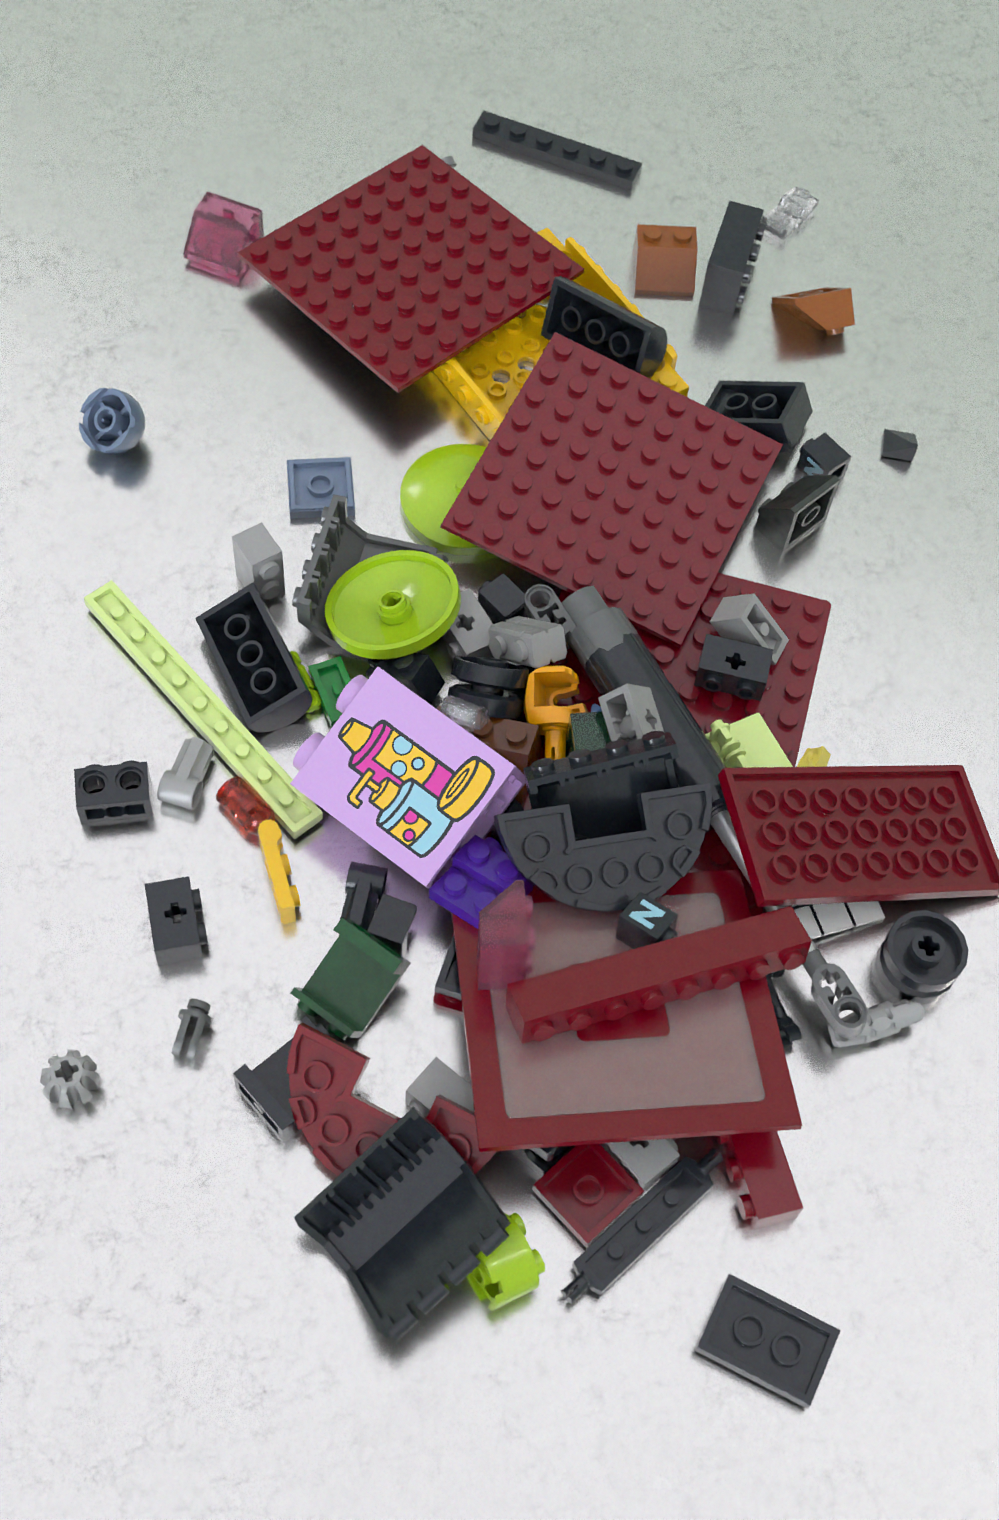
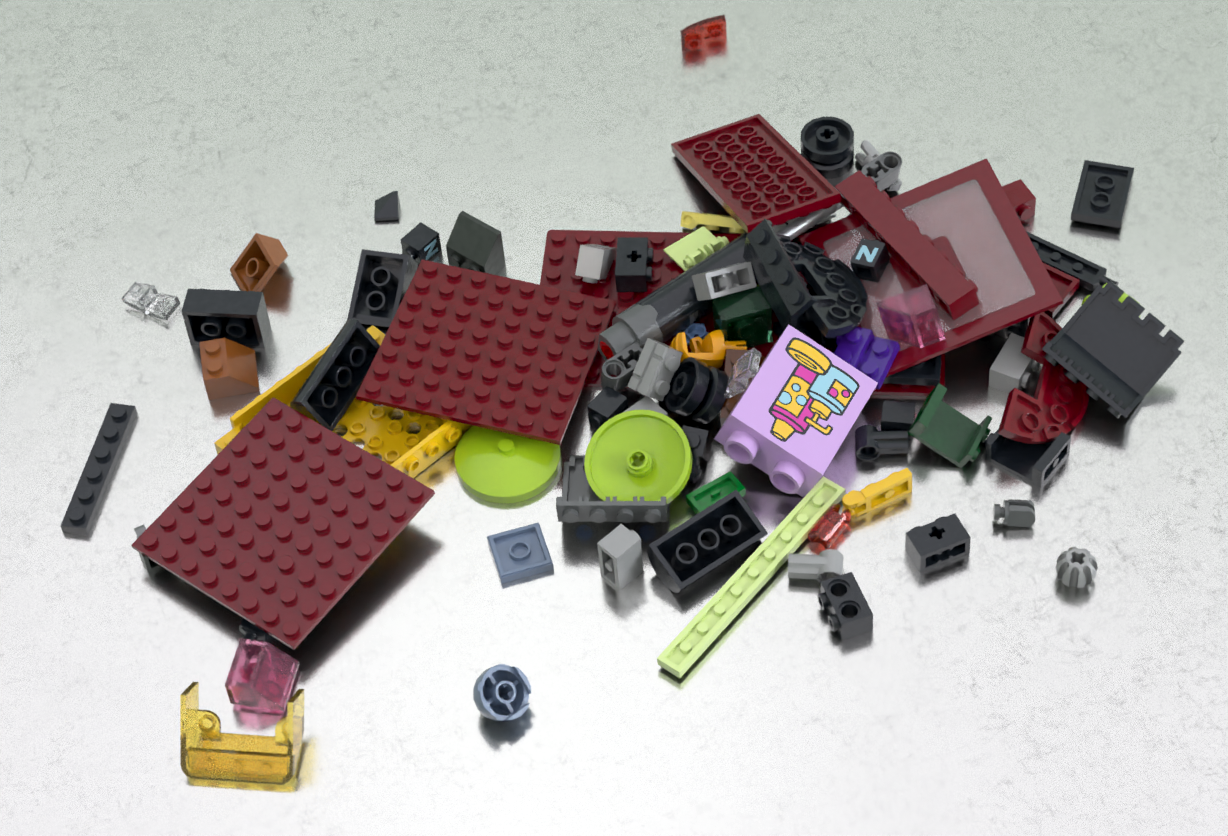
camera: 90 degrees left, 10 degrees down
(149, 202) = (238, 757): none -> clear yellow windscreen

